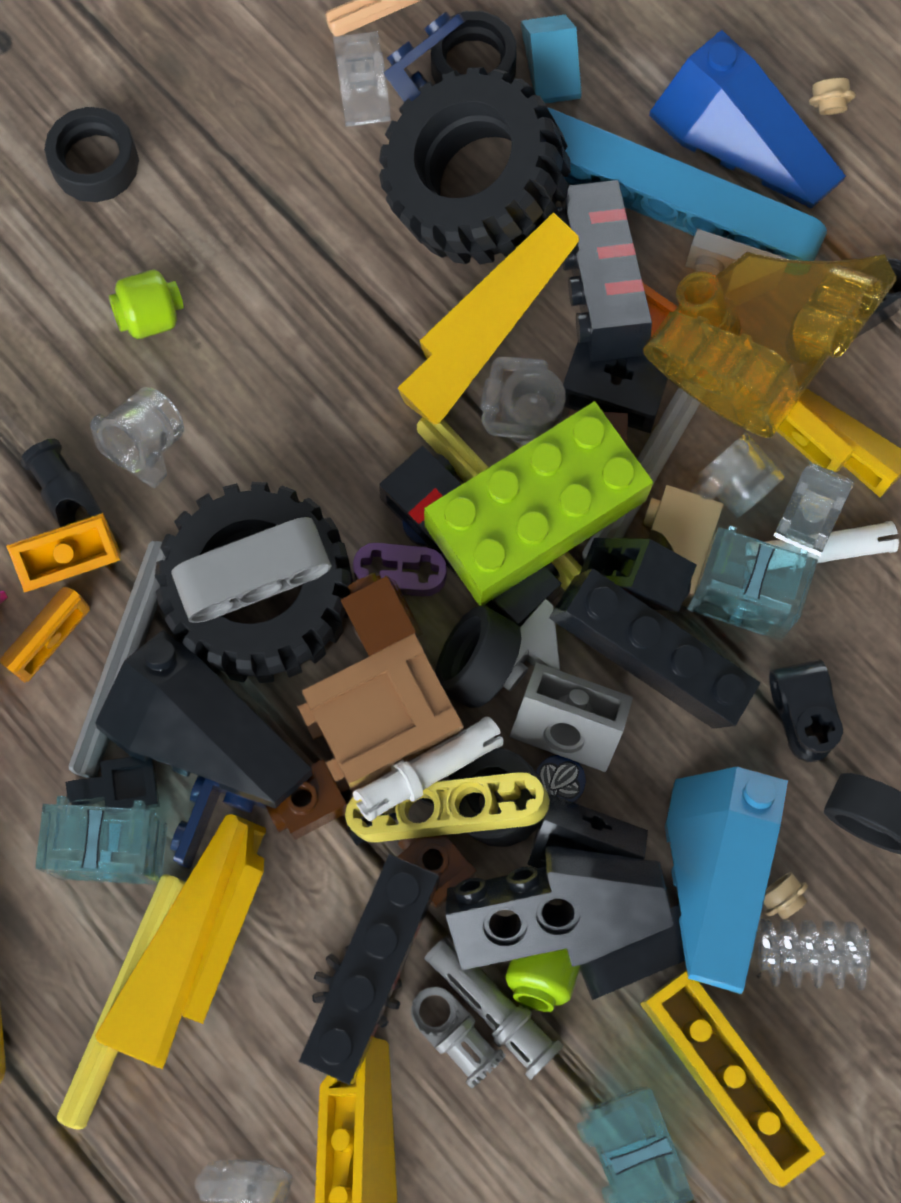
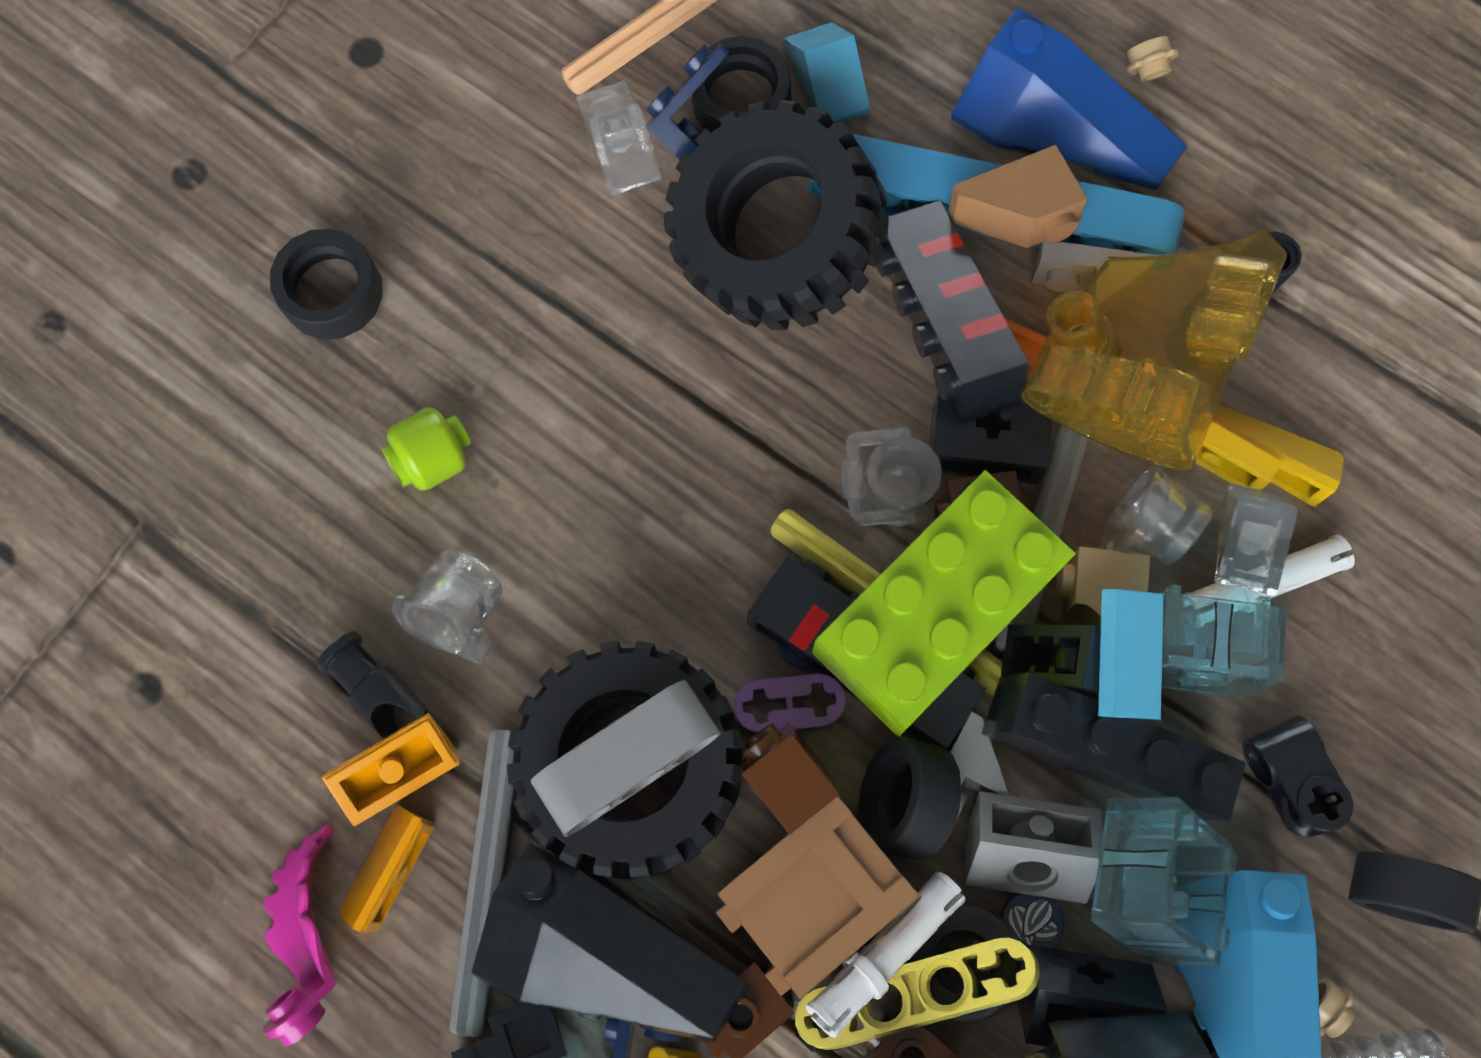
camera: 10 degrees left, 0 degrees up
(482, 320) = (825, 394): yellow wedge -> none
(667, 759) = (1163, 881): none -> clear light blue container
(678, 569) = (1131, 654): none -> medium azure tile
(682, 191) = (1021, 201): none -> medium nougat slope

